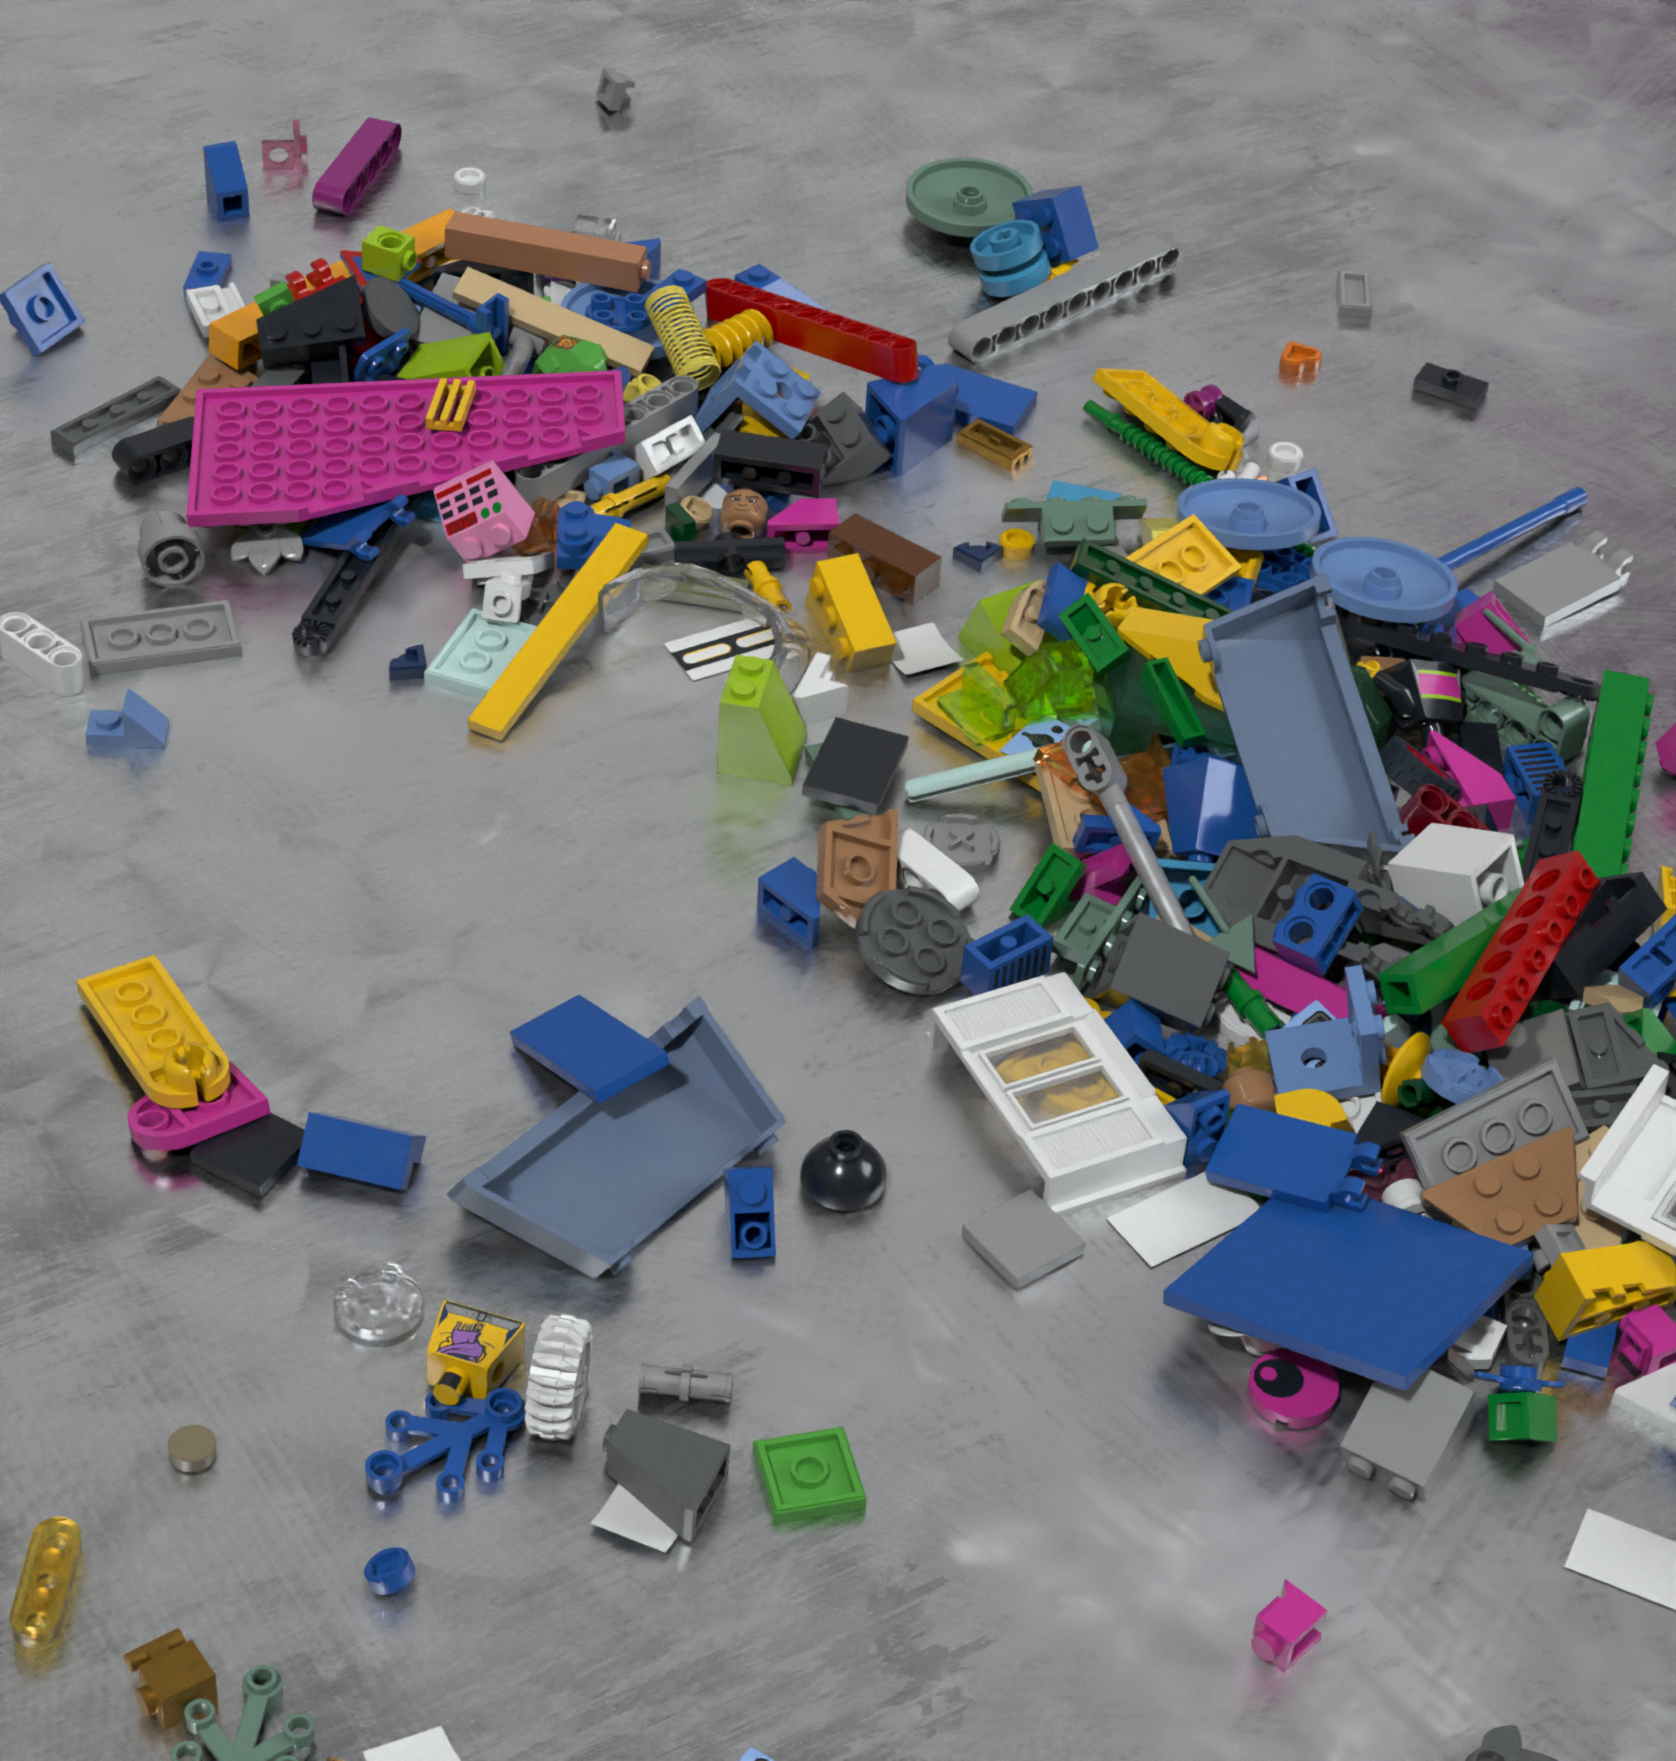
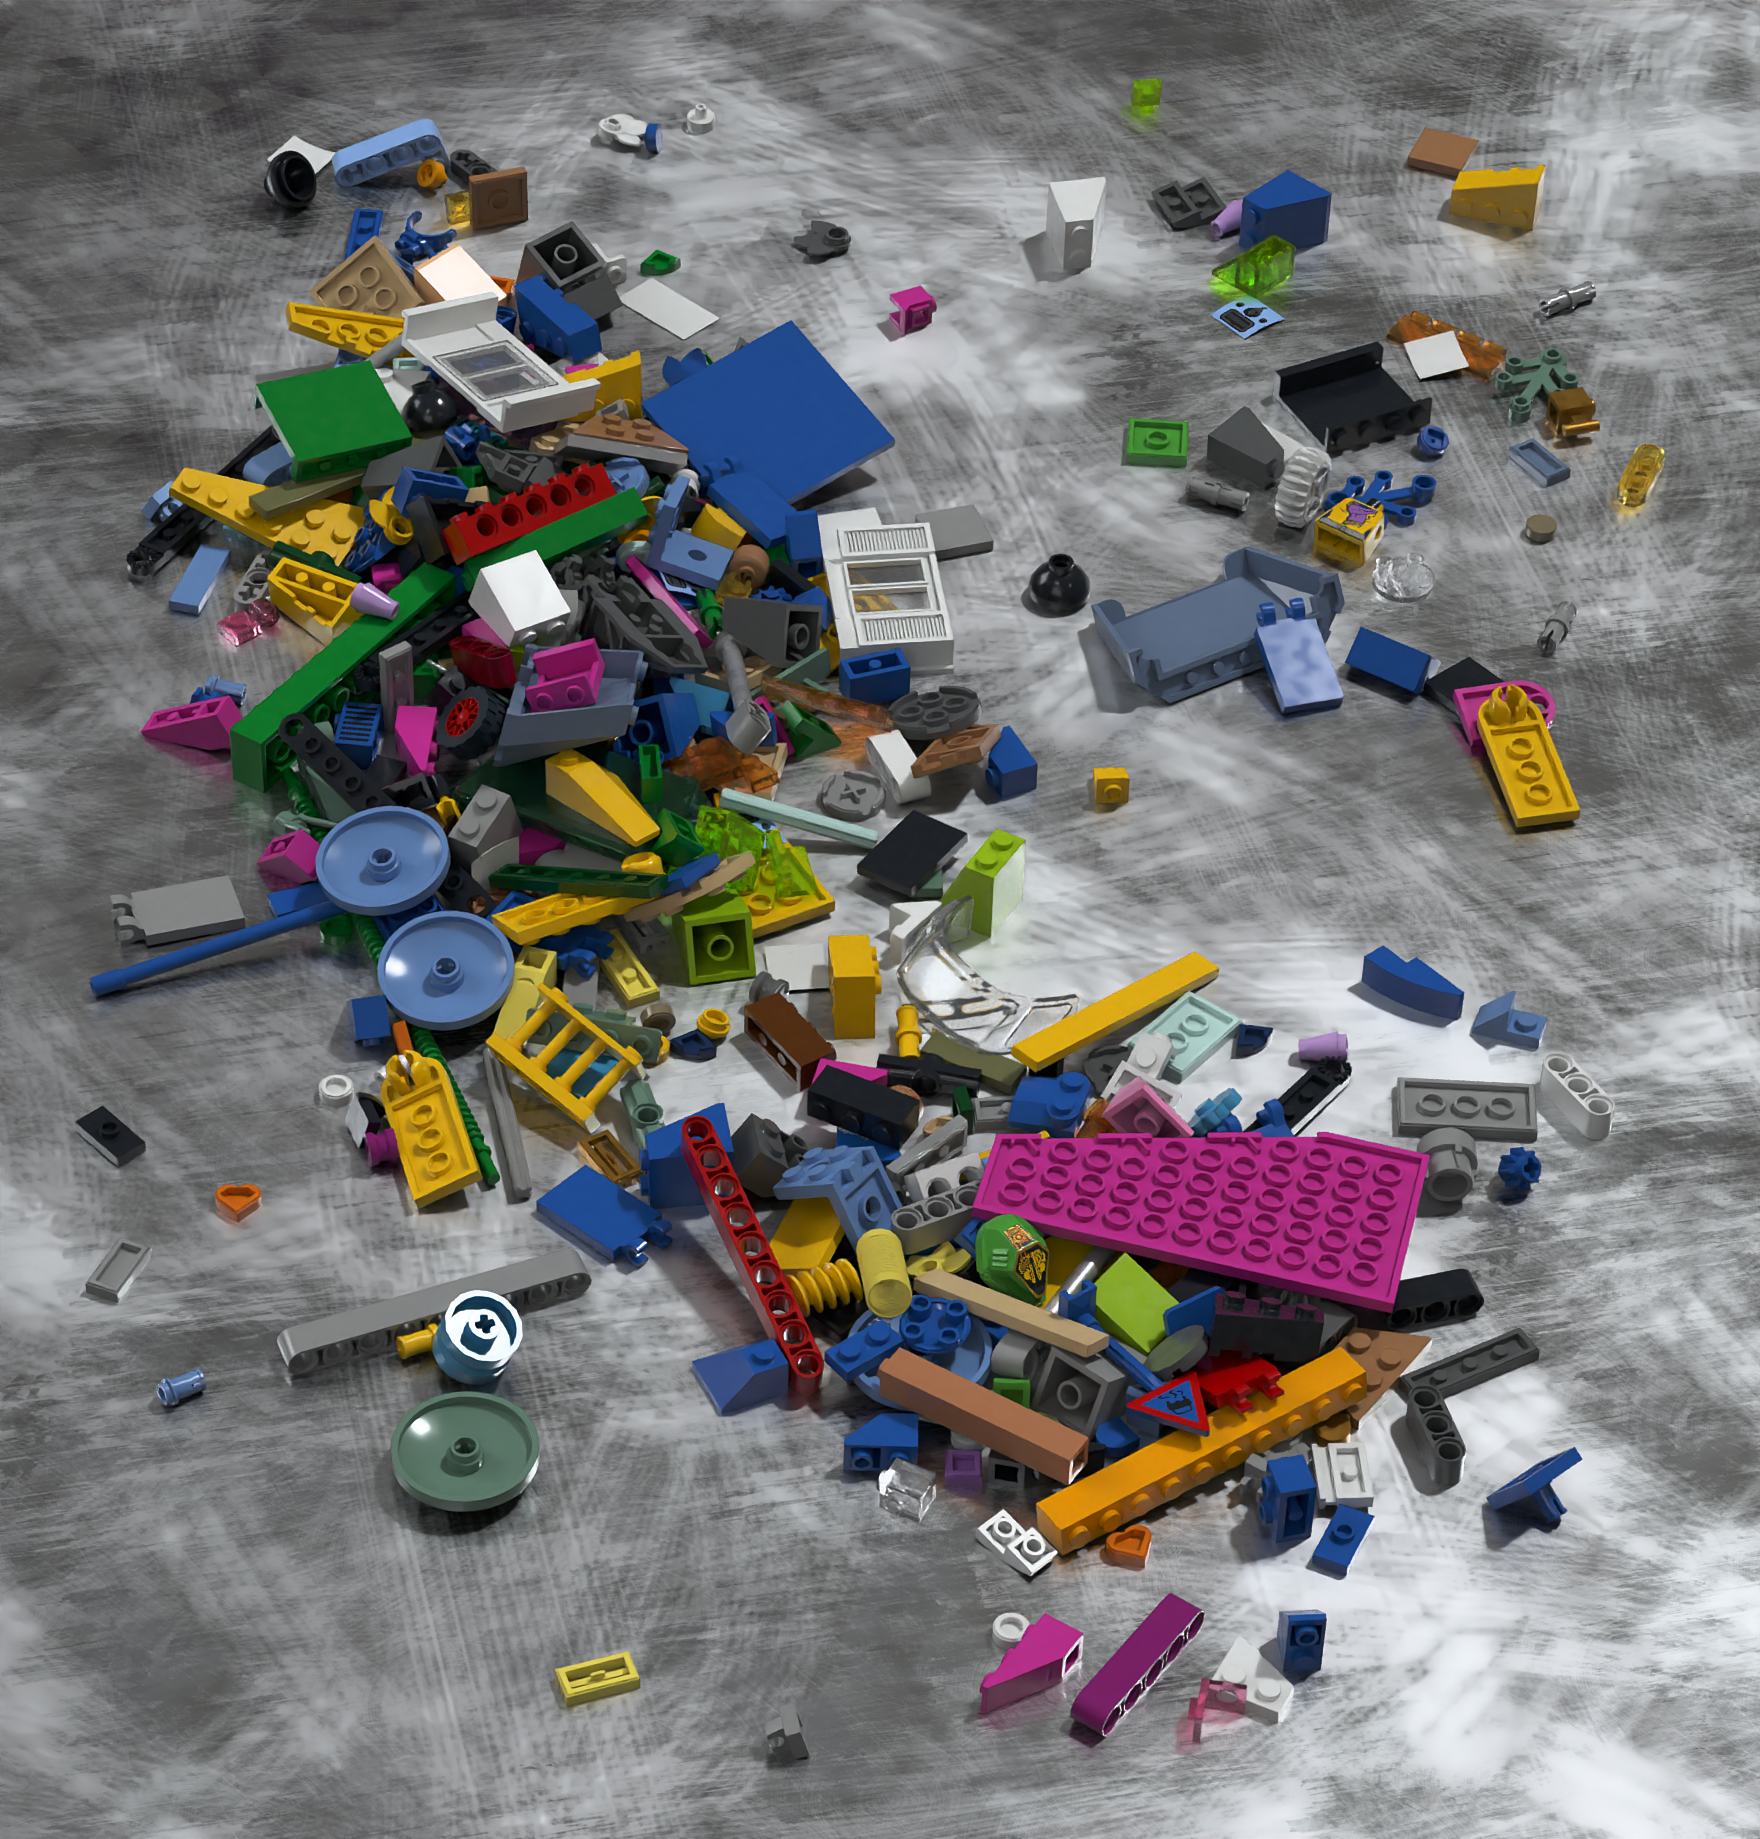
camera: 160 degrees left, 0 degrees up
(93, 568) = (1519, 1169): none -> blue gear
(138, 344) = (1435, 1435): none -> dark grey beam
(143, 1269) = (1557, 627): none -> light grey pin
(213, 1583) = (1539, 462): none -> sand blue tile
(246, 736) = (1412, 984): none -> blue slope
(258, 255) = (1288, 1499): none -> blue brick
(269, 177) = (1266, 1687): none -> white wing
(274, 298) = (1296, 1350): bright green plate -> none
(324, 656) = (1324, 1045): none -> lavender cone
(388, 253) = (1164, 1387): lime brick -> none
(422, 547) = (1211, 1113): none -> dark azure plant
(437, 402) = (1162, 1181): yellow tile -> none
(439, 153) = (1038, 1662): none -> dark pink slope
(488, 1103) = (1296, 659): none -> tile
(532, 1626) = (1348, 399): none -> black panel
(589, 1048) = (1213, 675): blue tile -> none
(666, 909) = (1111, 785): none -> yellow bracket
(750, 1211) = (1135, 571): blue slope -> none
(780, 110) = (599, 1683): none -> light yellow tile
(930, 601) = (765, 985): none -> flat silver wheel
(968, 566) = (714, 1023): none -> yellow plate
(975, 461) = (641, 1110): none -> sand green piece
(1025, 558) = (659, 1017): none -> dark tan tile
(1043, 893) = (833, 704): none -> clear orange wing
(1061, 221) = (411, 1352): blue brick -> none
(1081, 470) = (558, 1089): none -> yellow fence
(1110, 456) = (508, 1126): none -> light grey axle
(1235, 216) = (174, 1389): none -> medium blue pin
(1236, 939) = (705, 630): sand green piece -> none
(1327, 926) = (652, 588): blue brick -> none
(1332, 790) = (567, 677): none -> dark pink panel
(1526, 786) = (396, 681): none -> light grey tile
(1618, 833) = (372, 601): none -> lavender cone

